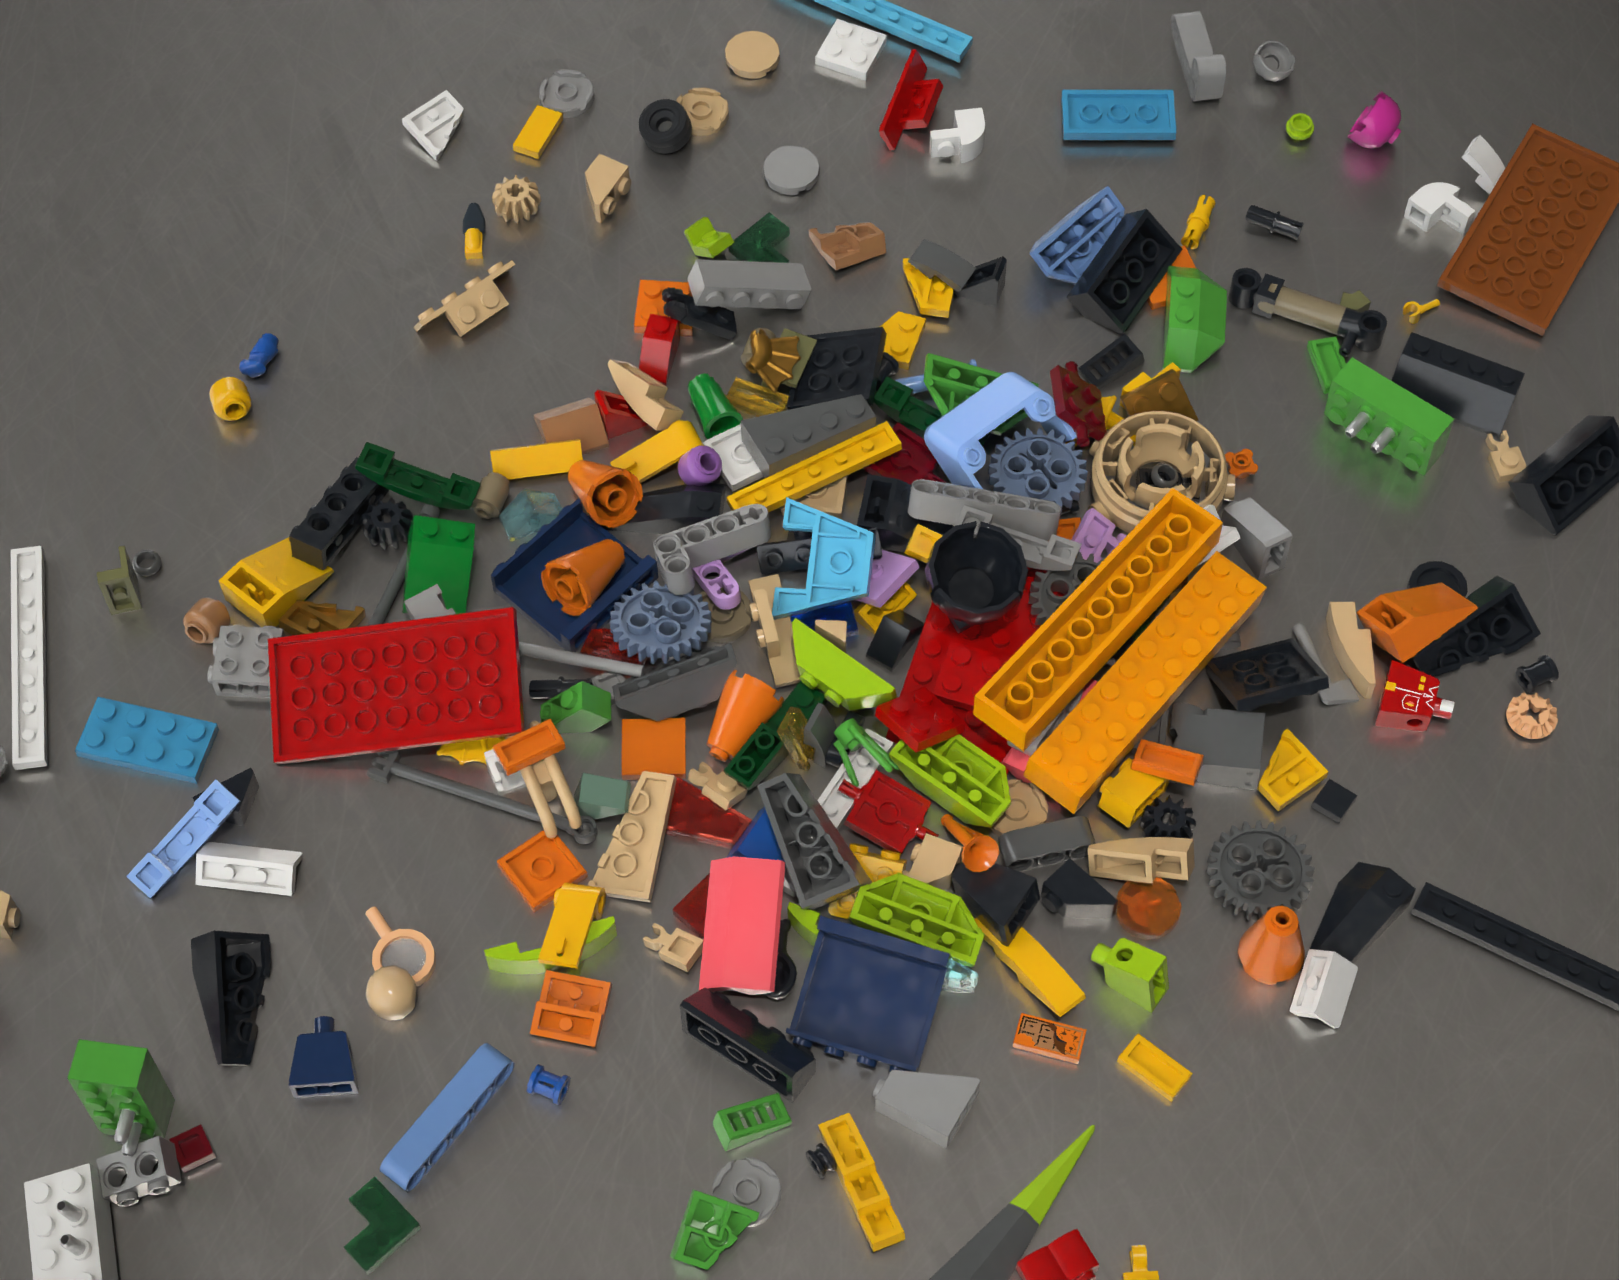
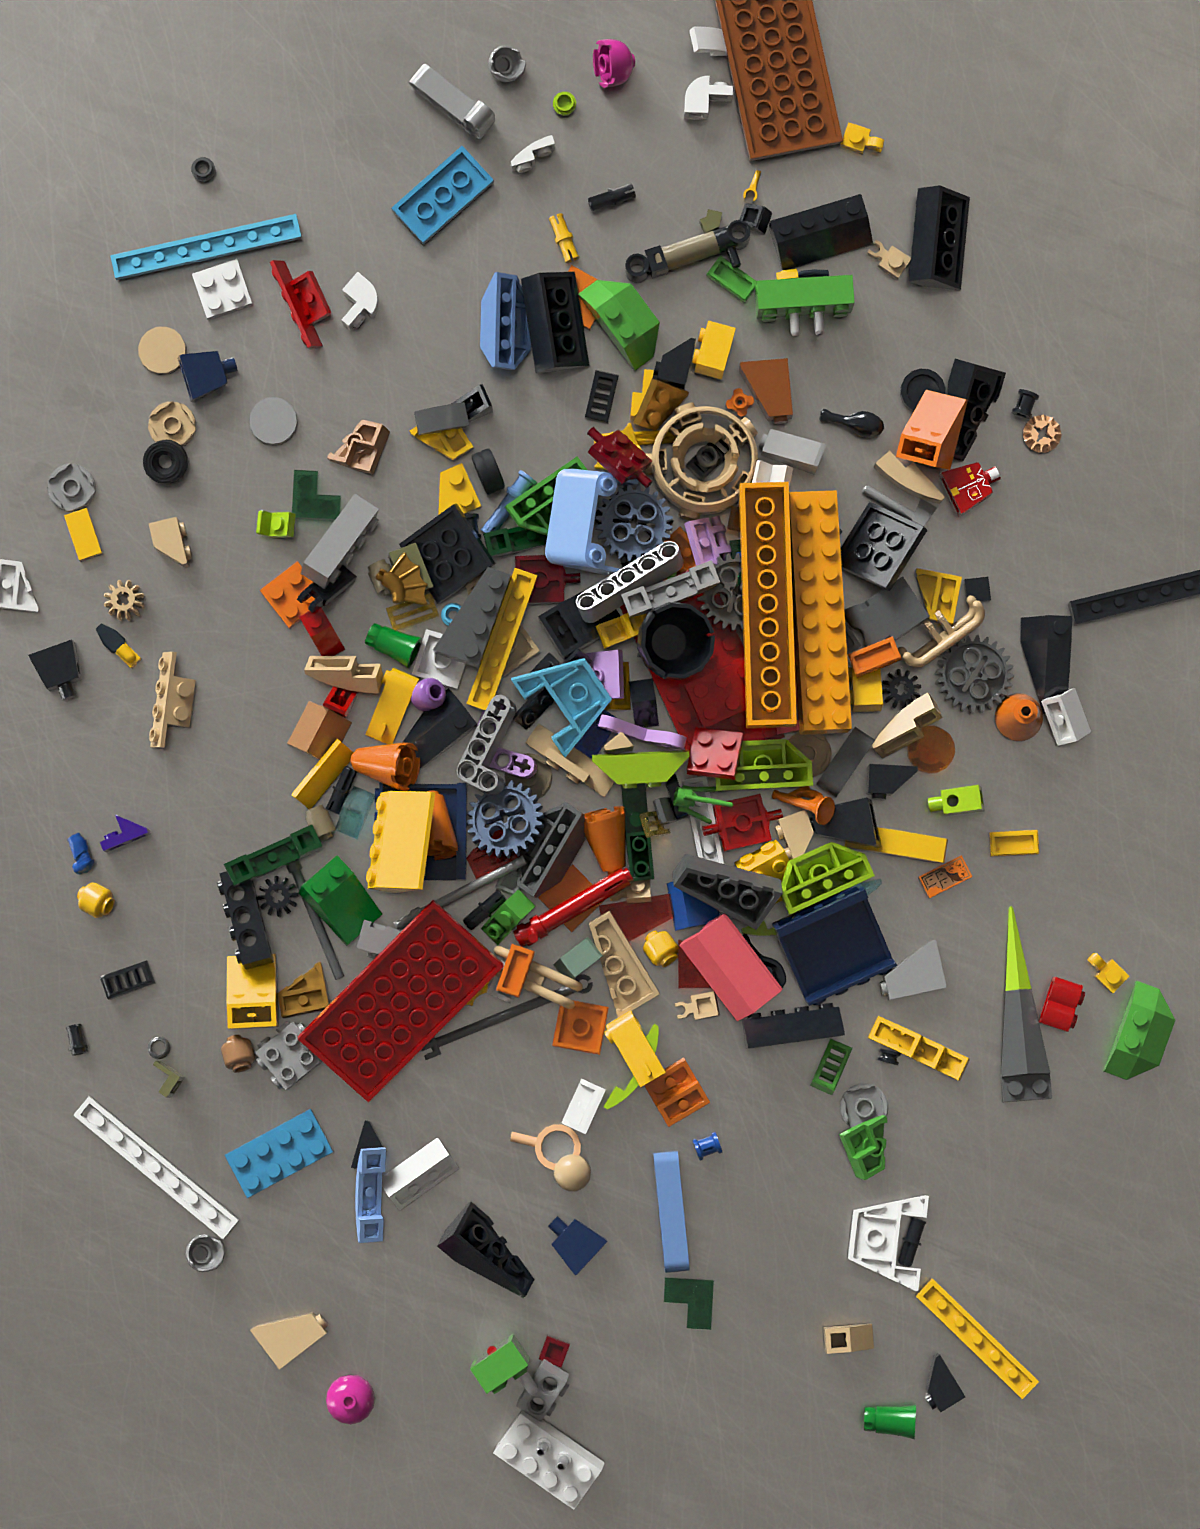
camera: 45 degrees left, 25 degrees up
(81, 500) = (76, 1040): none -> black pin
(165, 476) = (105, 980): none -> black slope
(313, 372) = (130, 833): none -> dark purple slope
(406, 205) = (58, 667): none -> black torso
(467, 944) = (583, 1106): none -> white hinge
(539, 545) = (400, 841): none -> yellow slope
(544, 483) = (341, 790): none -> black axle
(599, 741) = (541, 925): none -> red cylinder
(691, 859) = (660, 948): none -> yellow head
(769, 88) = (204, 372): none -> dark blue torso
(883, 664) = (641, 734): none -> lavender beam
(942, 333) = (488, 471): none -> black tyre
(1211, 386) = (676, 364): none -> black slope
(1223, 137) = (525, 159): none -> white slope
(1256, 400) = (714, 349): none -> yellow brick
(1266, 814) = (946, 639): none -> tan piece
(1284, 470) = (770, 387): none -> dark orange slope
(1348, 566) = (862, 423): none -> black piece
(1398, 333) = (756, 217): none -> black slope
(1564, 342) = (857, 139): none -> yellow plate

